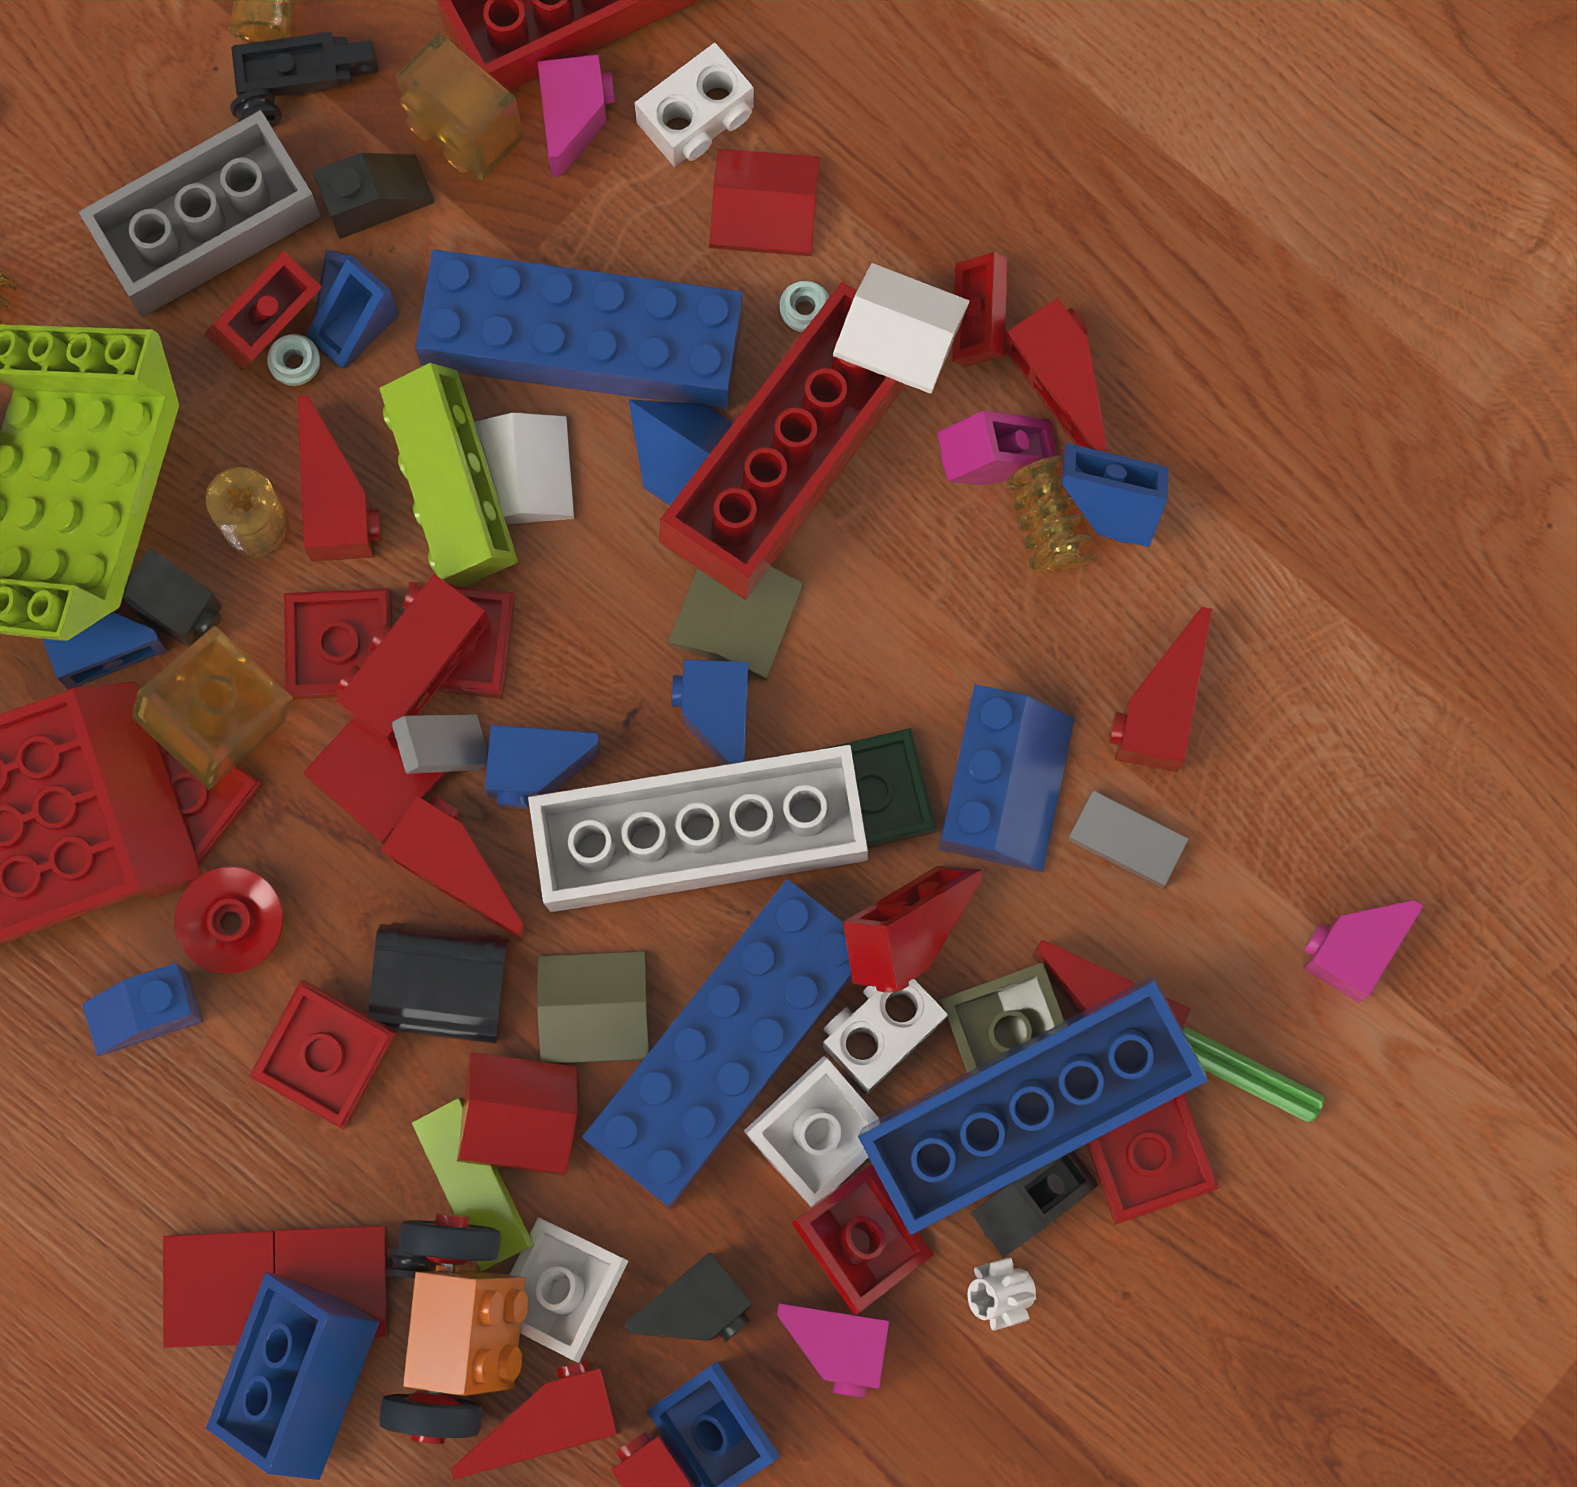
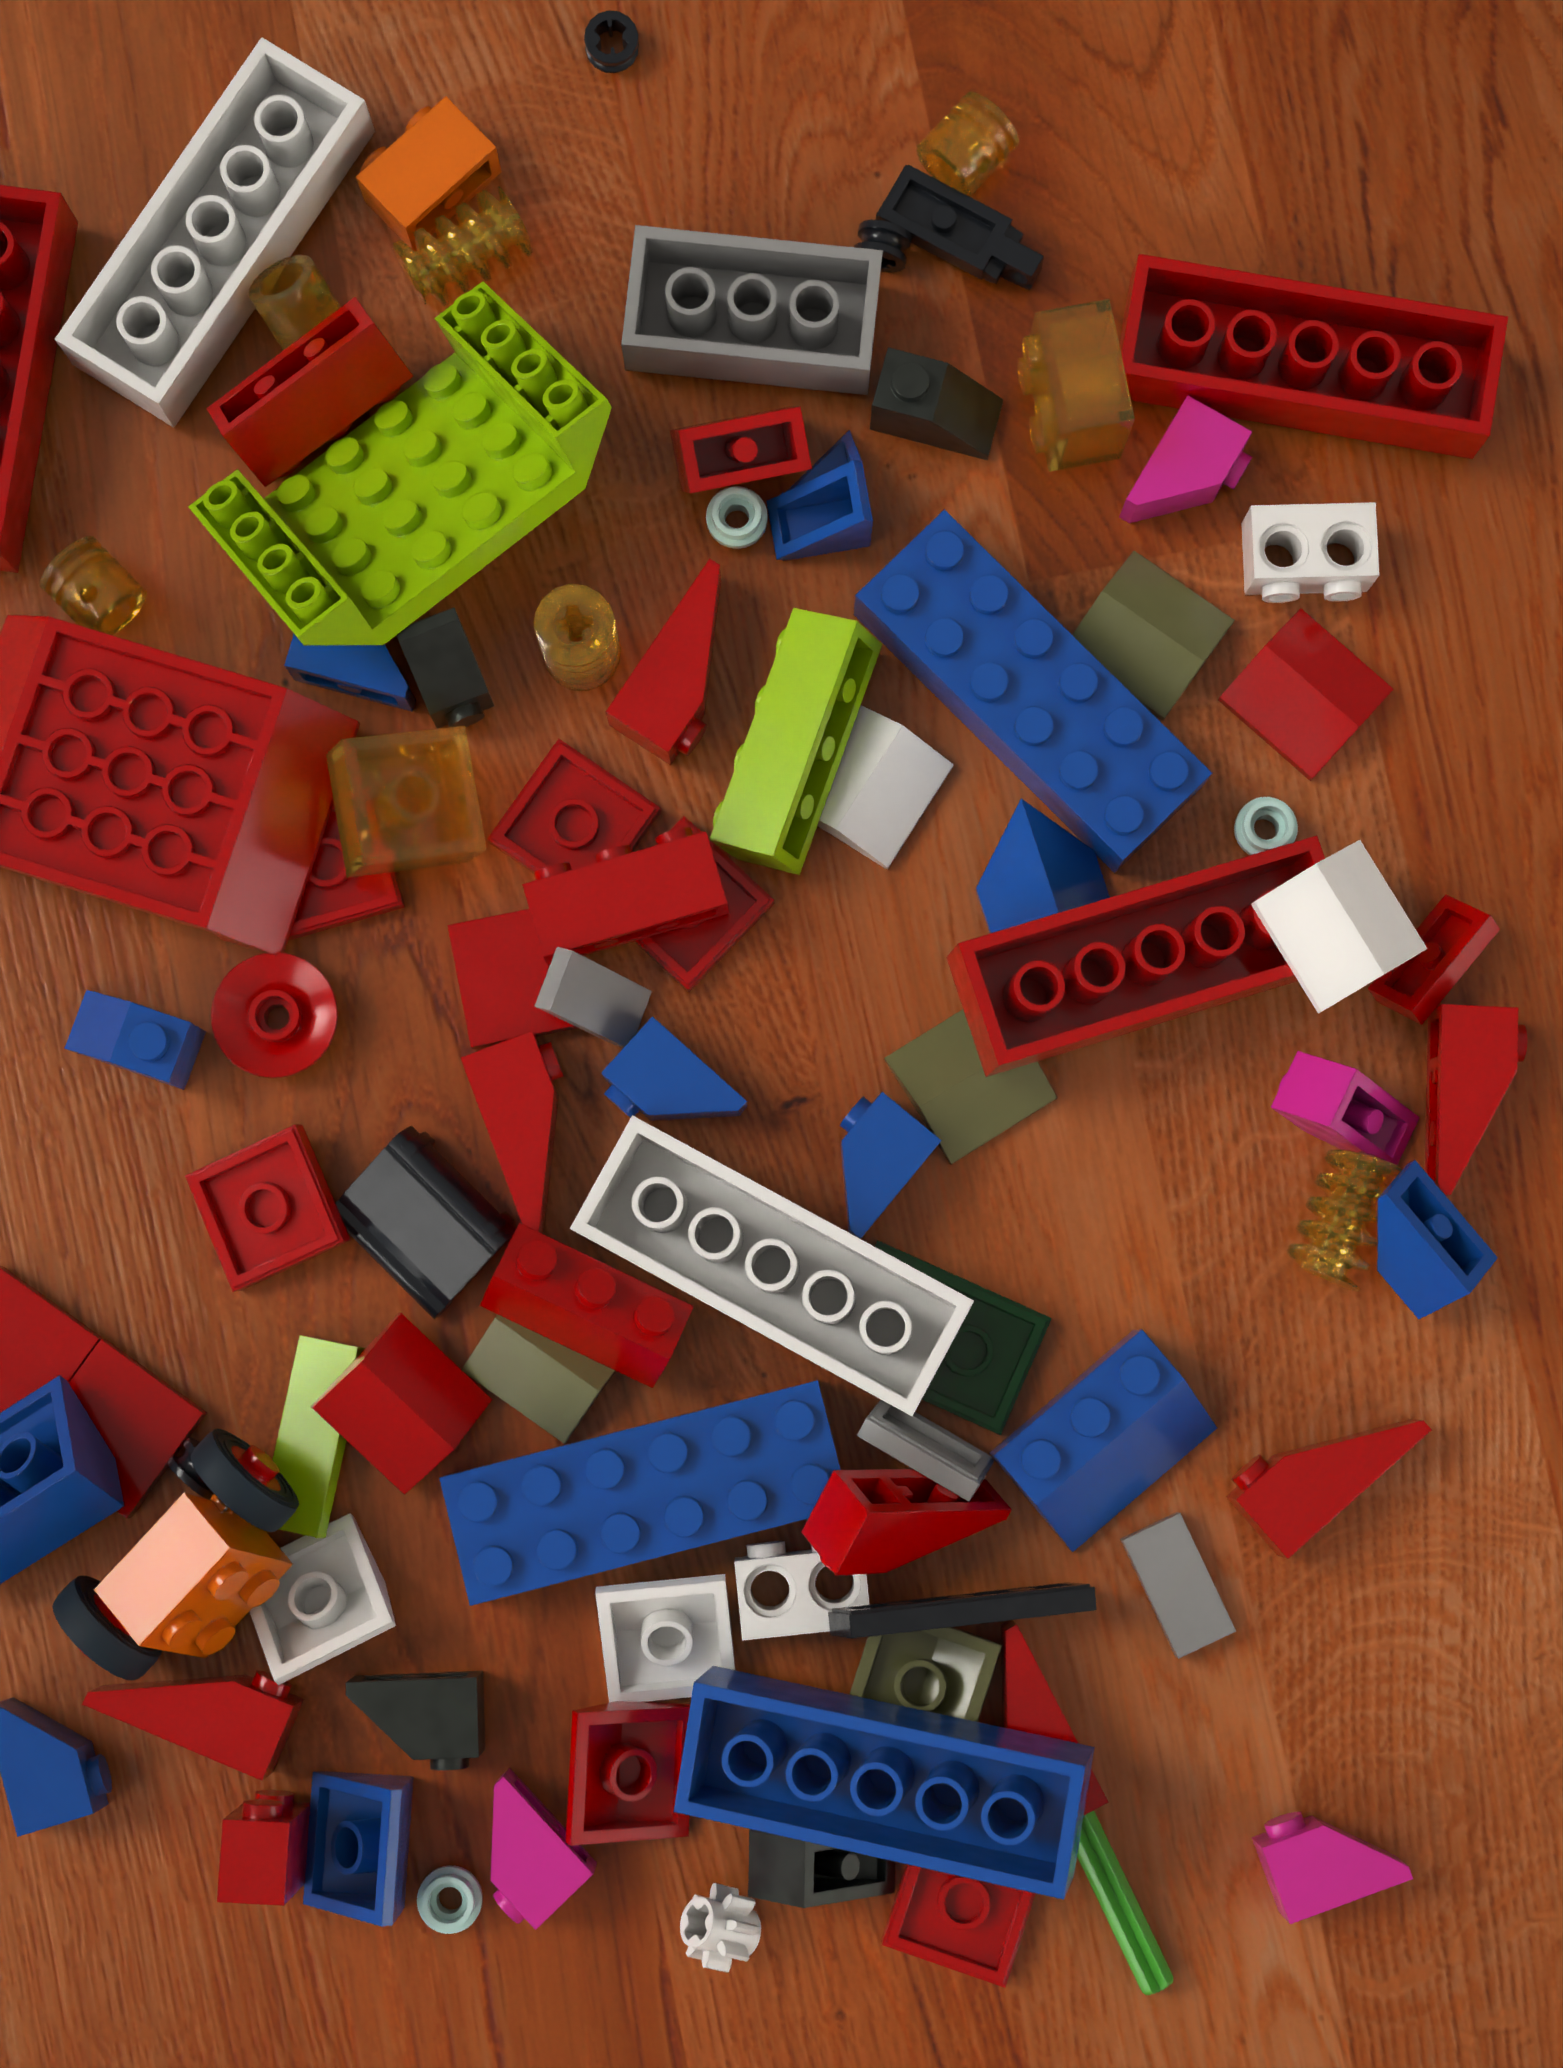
camera: 40 degrees right, 5 degrees up
(593, 950) = (586, 1305): none -> red brick
(632, 232) = (1151, 633): none -> olive slope
(824, 1424) = (444, 1919): none -> light aqua plate
(894, 872) = (927, 1449): none -> light grey tile
(997, 957) = (961, 1609): none -> black tile

